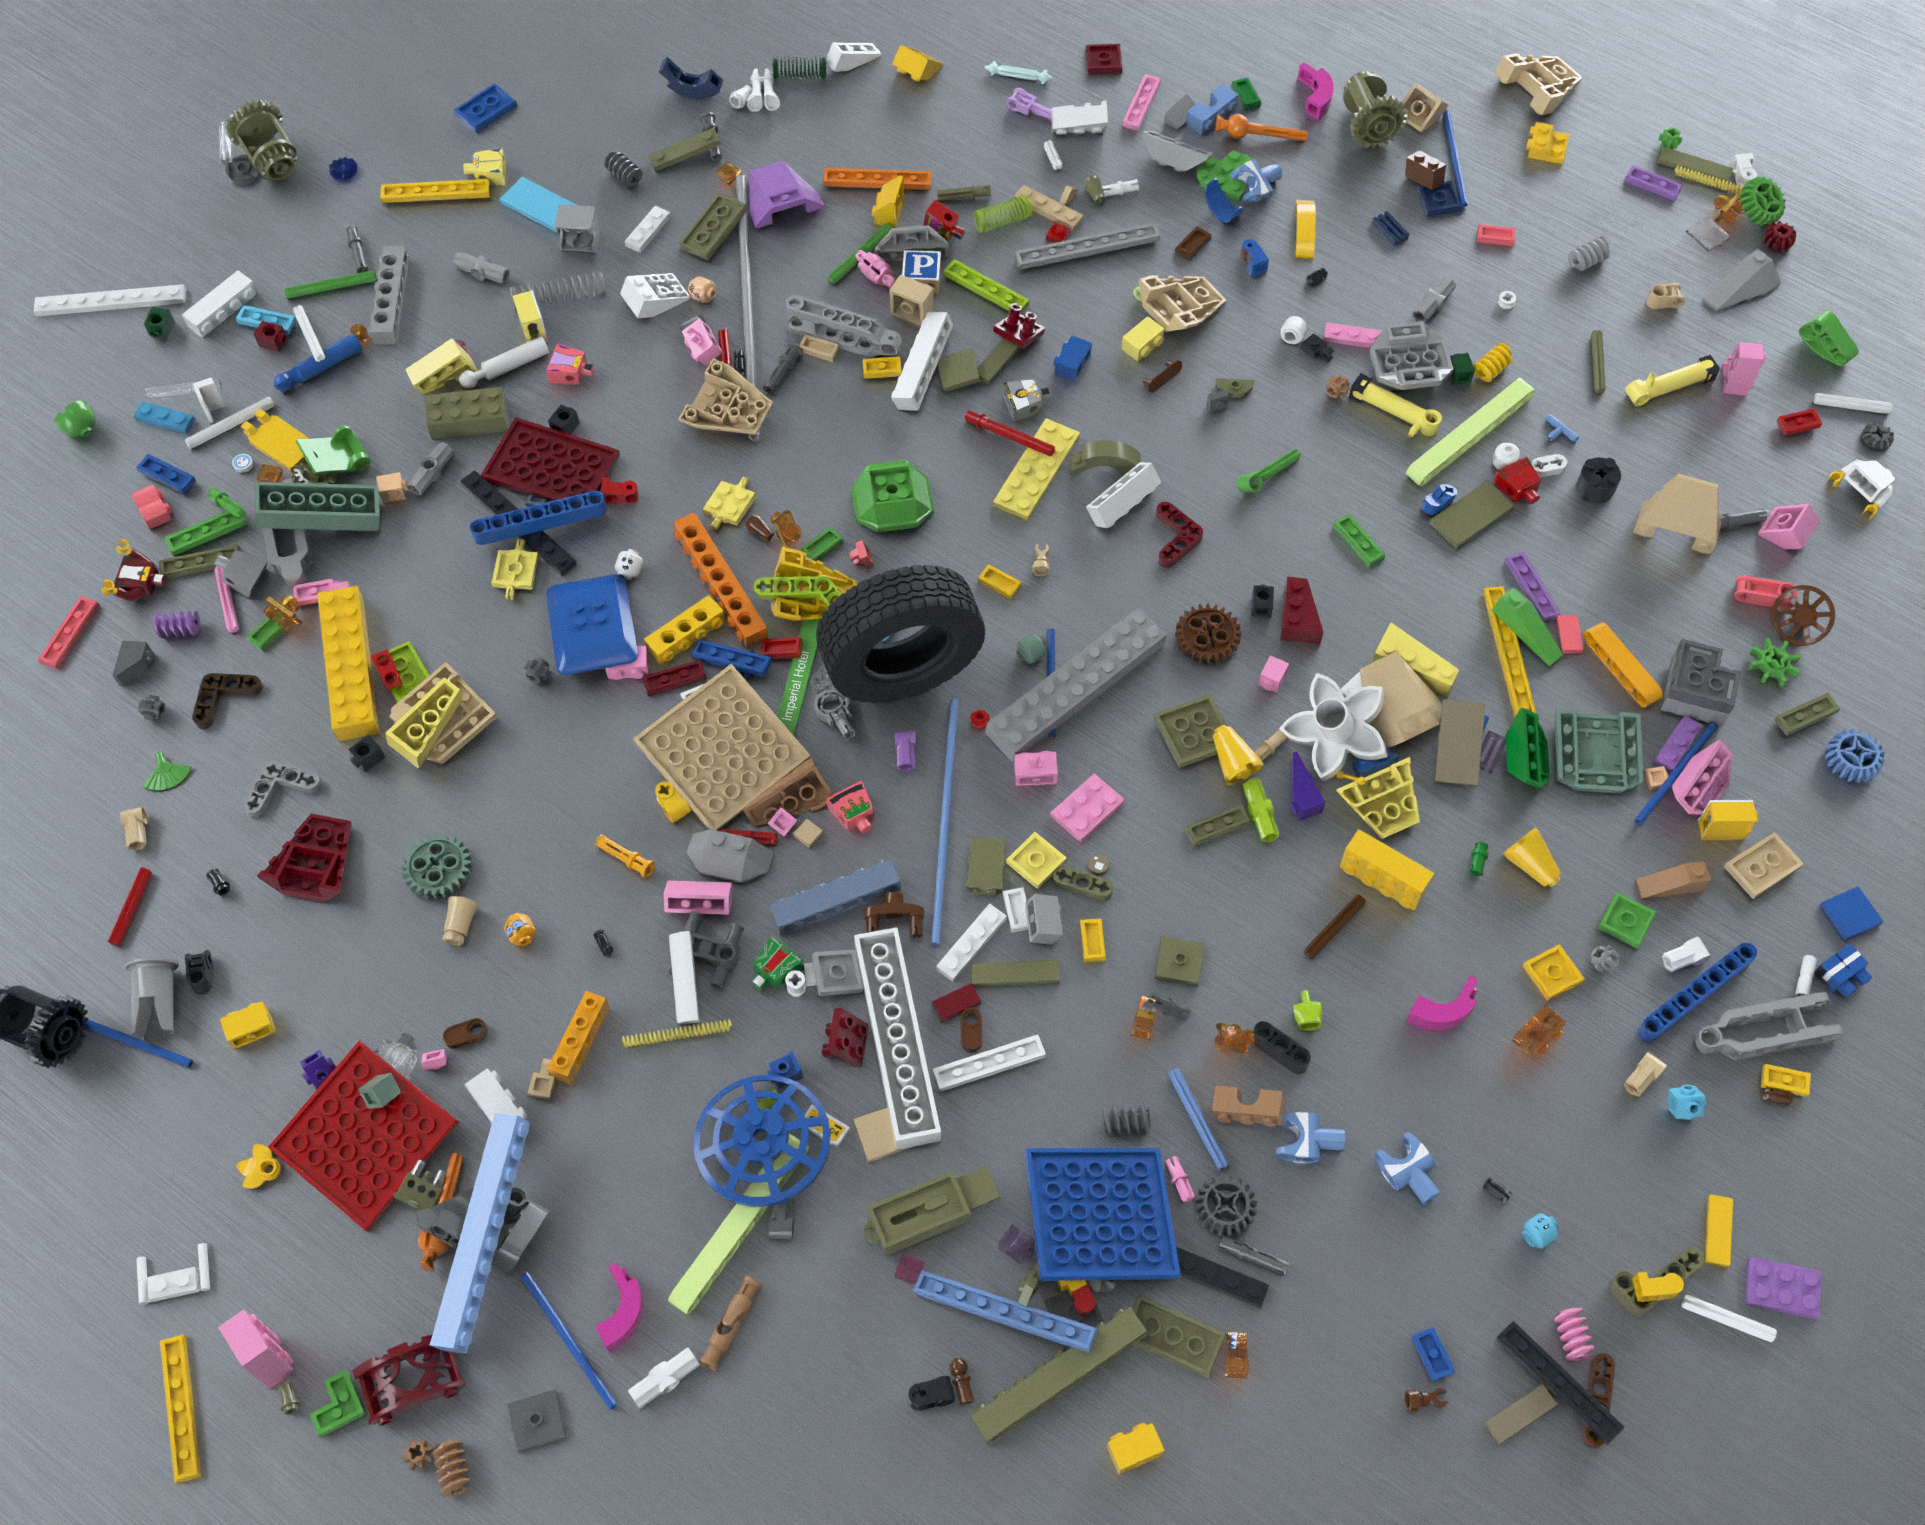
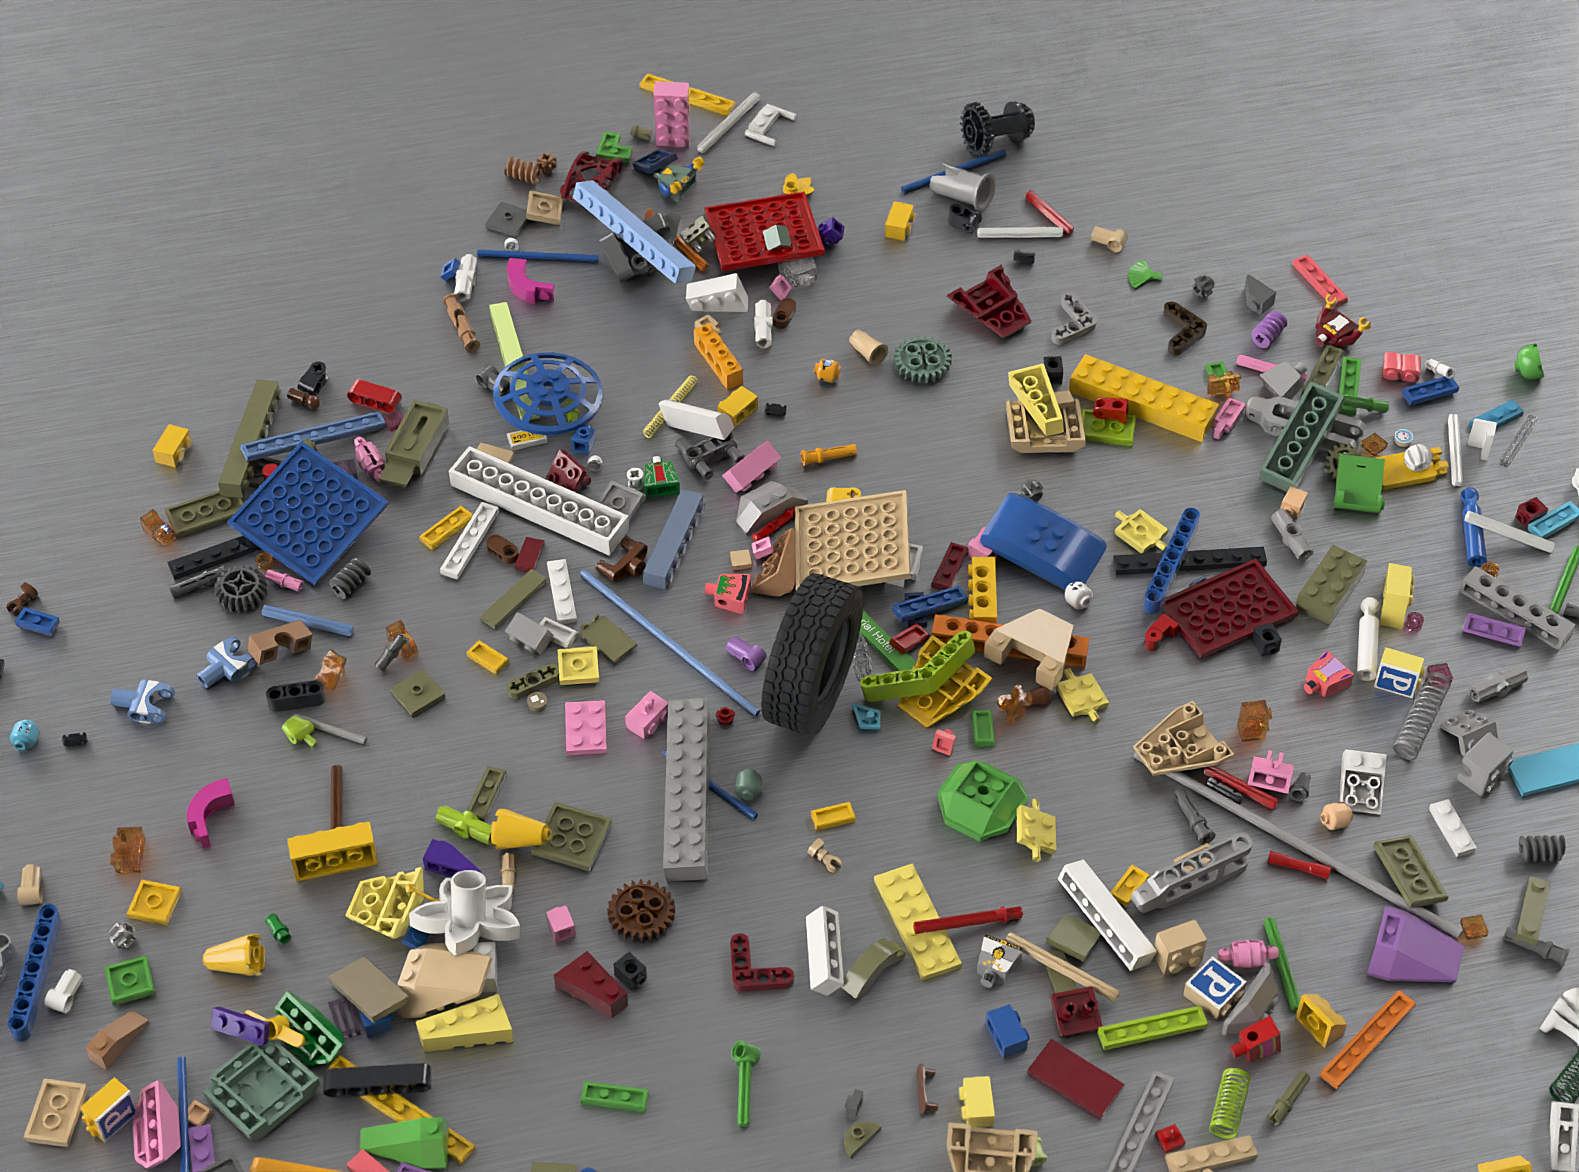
camera: 130 degrees right, 10 degrees down
(133, 477) = (1440, 368): none -> white axle
(181, 911) = (1020, 232): none -> white axle
(194, 1320) = (728, 122): none -> white axle
(271, 425) = (1418, 457): none -> white piece
(330, 1336) = (654, 161): none -> dark blue tile
(345, 1288) = (678, 180): none -> torso
(425, 296) = (1494, 629): none -> medium lavender plate
(491, 1394) = (544, 208): none -> tan tile
(499, 1036) = (763, 324): none -> white piece
(500, 308) = (1441, 668): none -> clear pink tile
(544, 261) = (1469, 728): none -> light grey bracket
(574, 1379) = (514, 246): none -> white hinge
(630, 971) = (739, 405): none -> yellow brick
(662, 375) = (1253, 720): none -> clear orange brick
(665, 1405) = (449, 269): none -> blue plate
(710, 545) = (1038, 636): none -> tan wedge
(770, 298) = (1286, 861): none -> red piece
(802, 1038) = (594, 463): none -> white hinge
(889, 445) = (1036, 830): none -> light yellow plate
(899, 1313) = (374, 396): none -> red beam
(982, 1234) = (369, 458): none -> bright pink piece
(990, 1100) = (446, 527): none -> yellow tile
(992, 359) = (1063, 967): none -> tan axle
(1066, 305) = (1075, 1078): none -> dark red tile
(1181, 1219) = (262, 565): none -> clear orange bush
(1279, 996) = (335, 730): none -> light grey piece
(1514, 676) = (377, 1080): none -> black beam
(1553, 772) = (280, 1029): none -> yellow piece
(1577, 801) = (240, 1025): none -> dark purple plate

